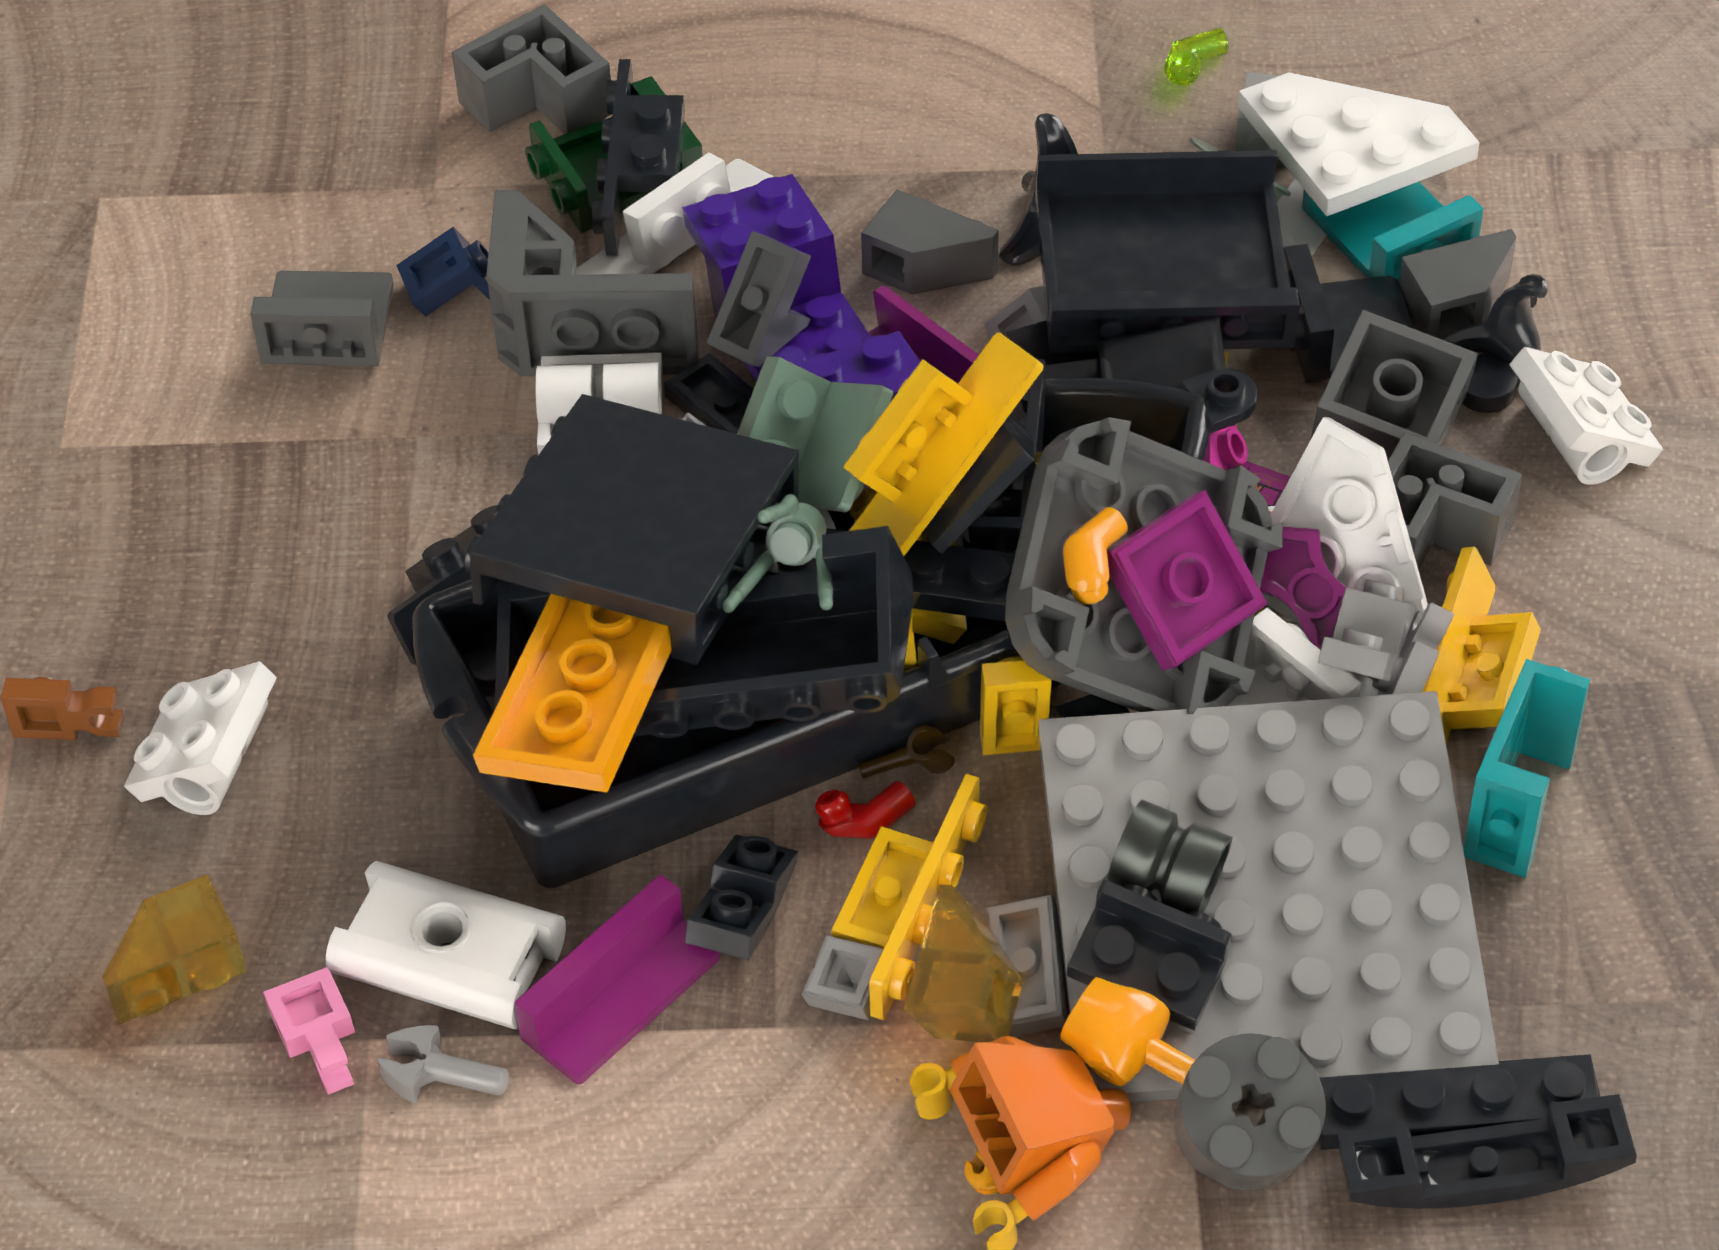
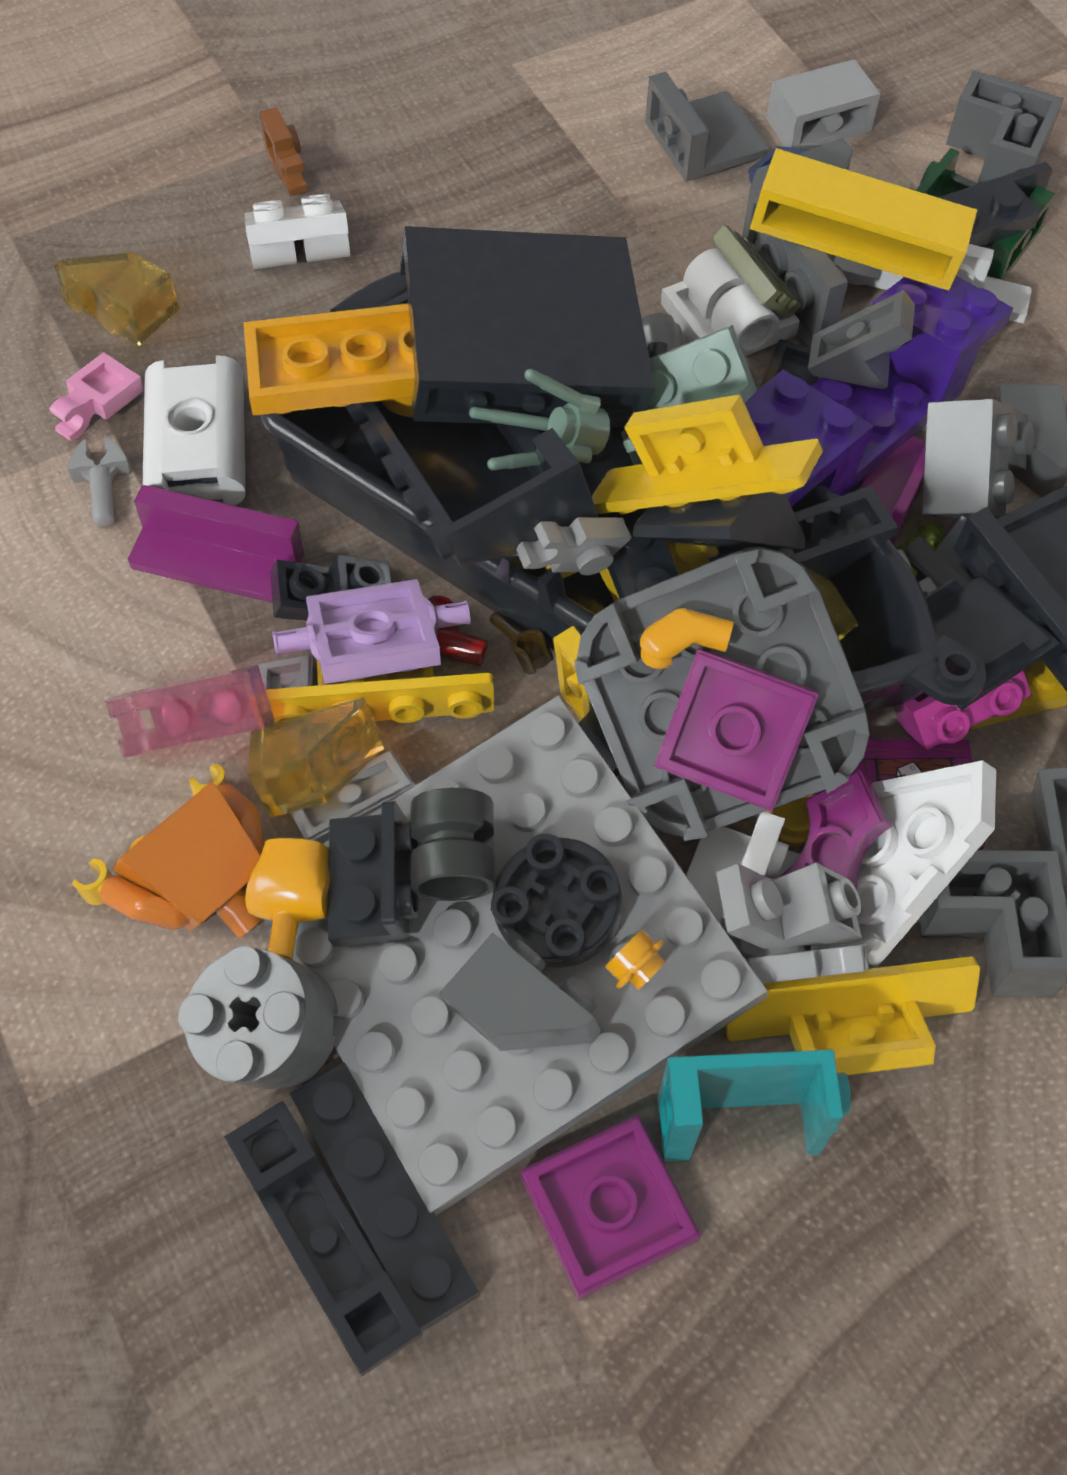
camera: 60 degrees right, 10 degrees up
(367, 201) = (822, 105): none -> light grey brick
(590, 351) = (756, 272): none -> olive tile
(635, 221) = (863, 219): none -> yellow brick
(844, 860) = (372, 631): none -> lavender plate
(849, 1057) = (192, 710): none -> clear pink plate
(927, 600) = (582, 547): none -> light grey plate
(954, 288) = (971, 456): none -> brick
(1271, 805) = (558, 900): none -> black tile
(1351, 879) = (517, 1005): none -> dark grey slope
(1365, 765) = (637, 961): none -> light orange plate
(1551, 931) = (609, 1207): none -> magenta tile

